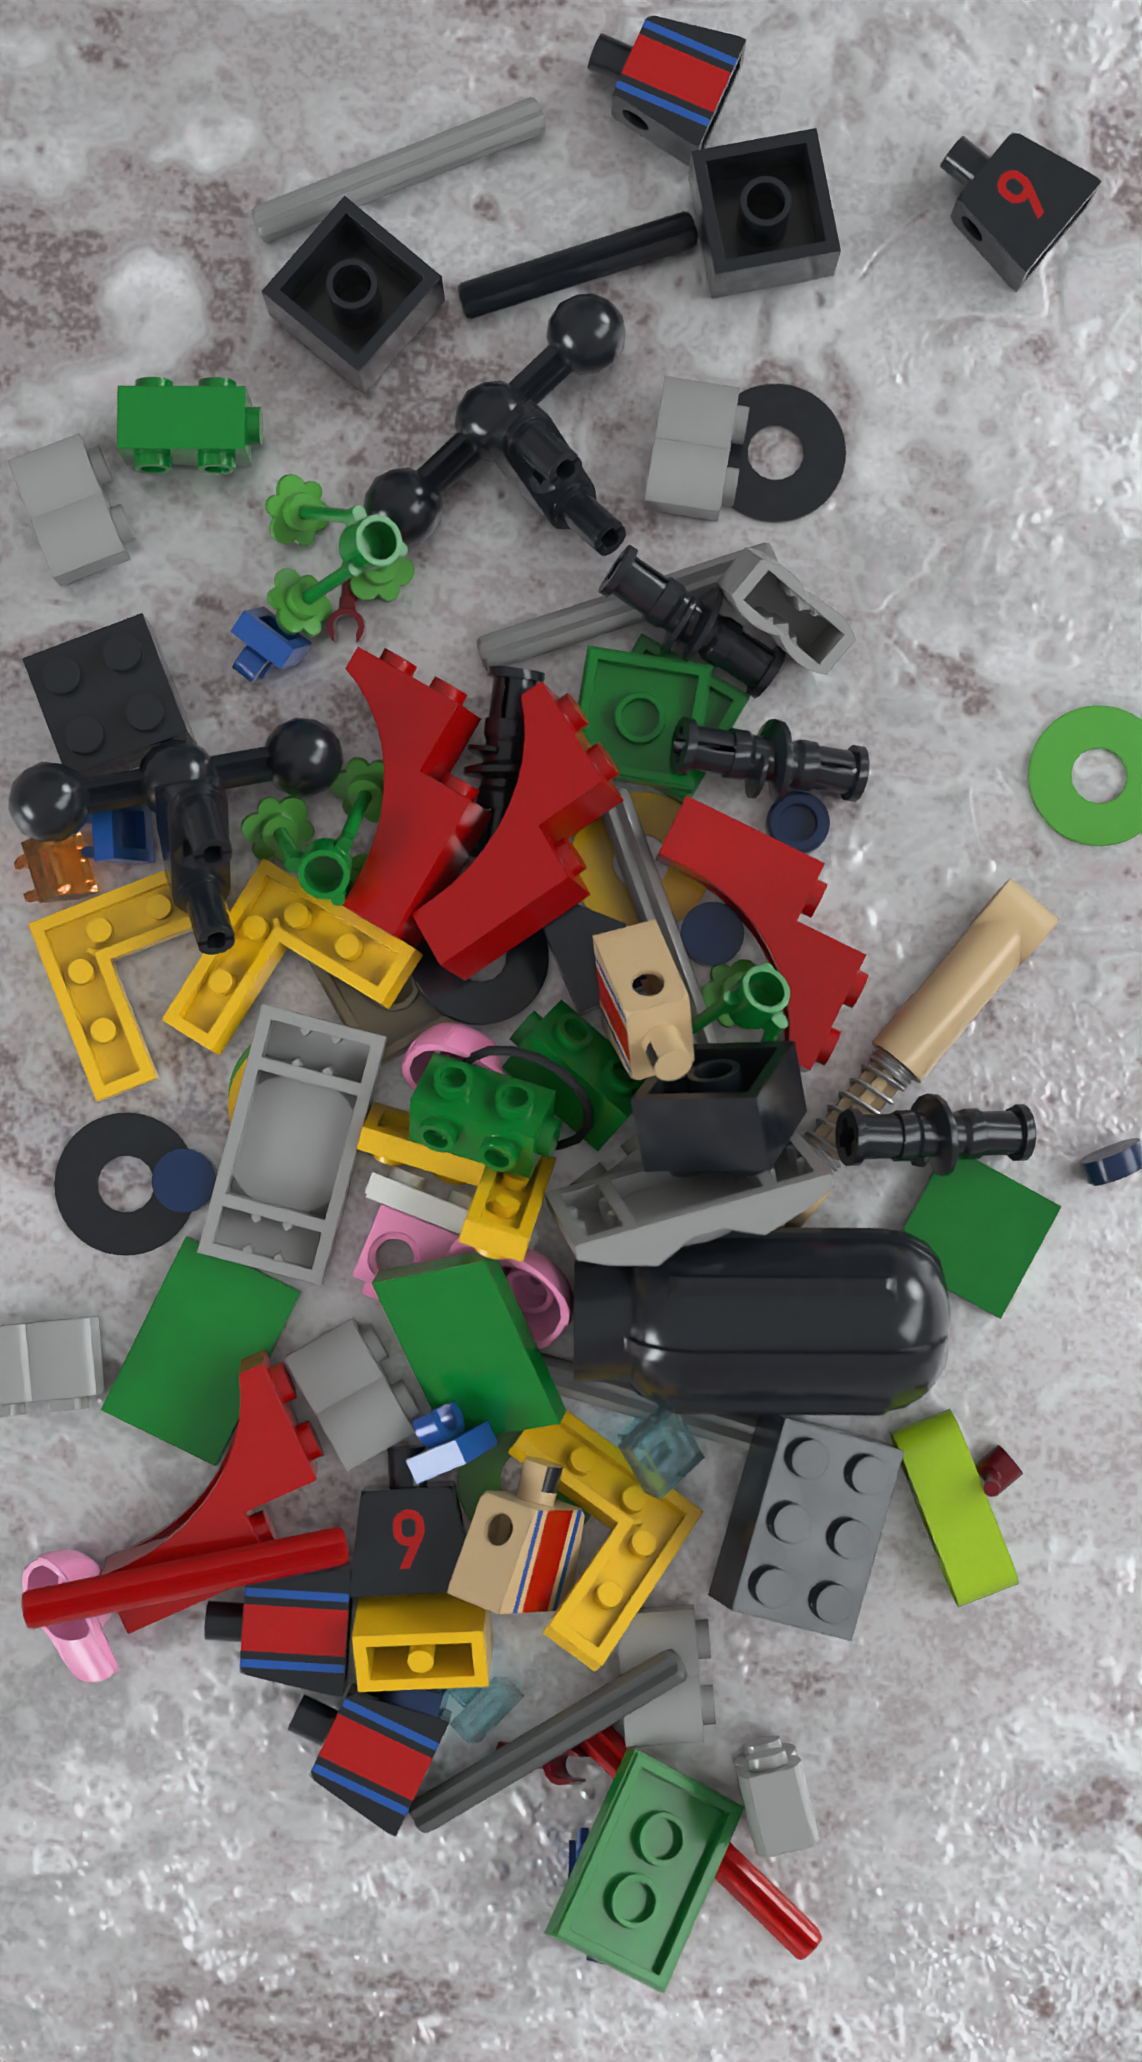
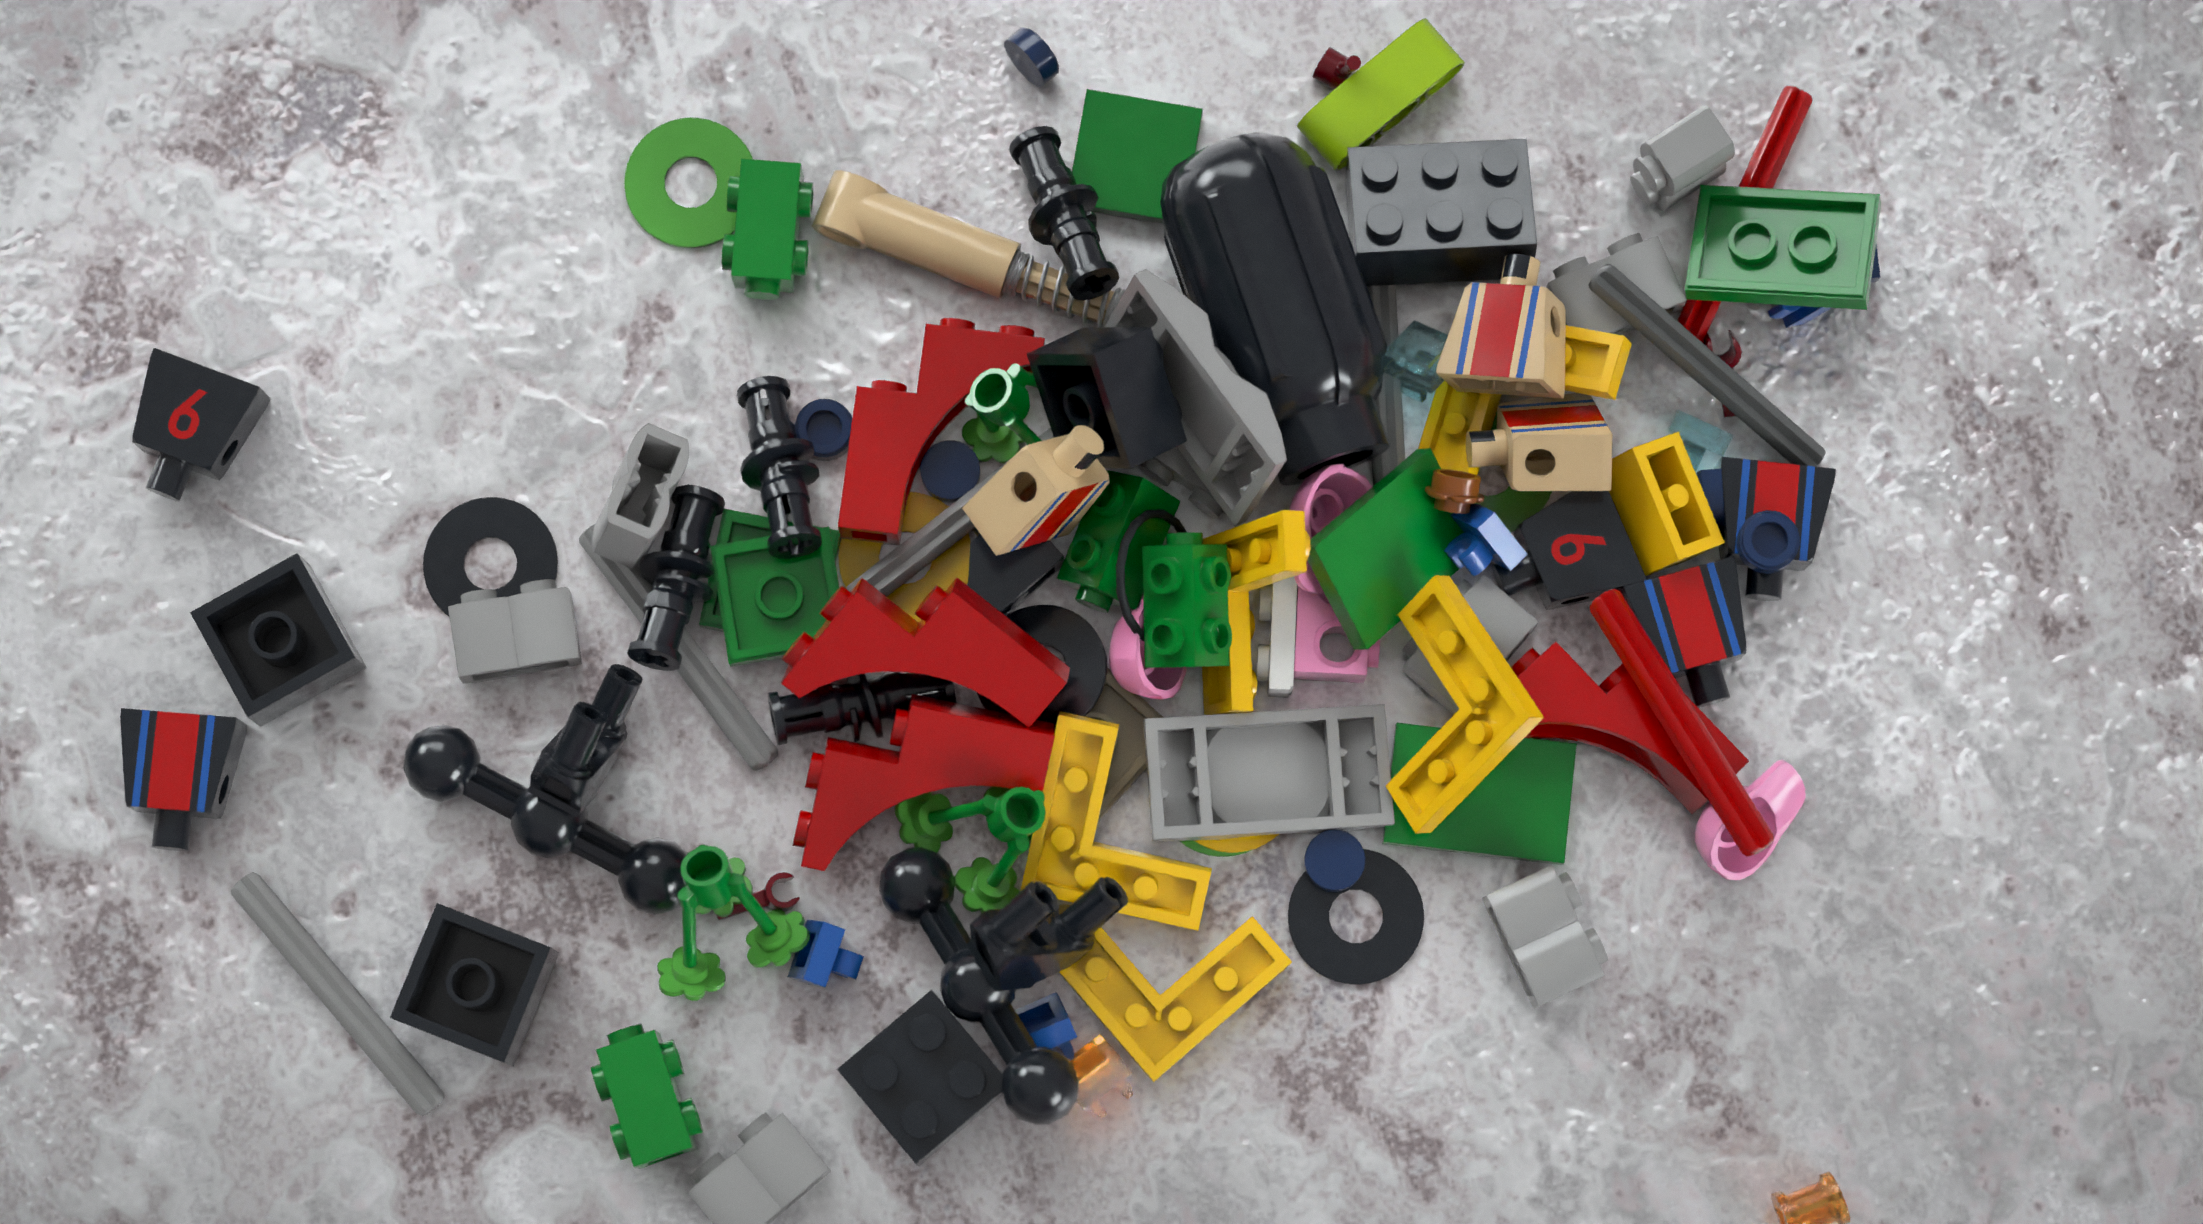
camera: 110 degrees left, 5 degrees down
(264, 1387) = (1491, 702): none -> yellow plate
(342, 1737) = (1768, 541): none -> dark blue tile
(506, 1432) = (1454, 490): none -> dark orange plate
(577, 264) = (375, 799): black axle -> none
(647, 1545) = (1507, 336): none -> torso
(1011, 826) = (766, 241): none -> green brick

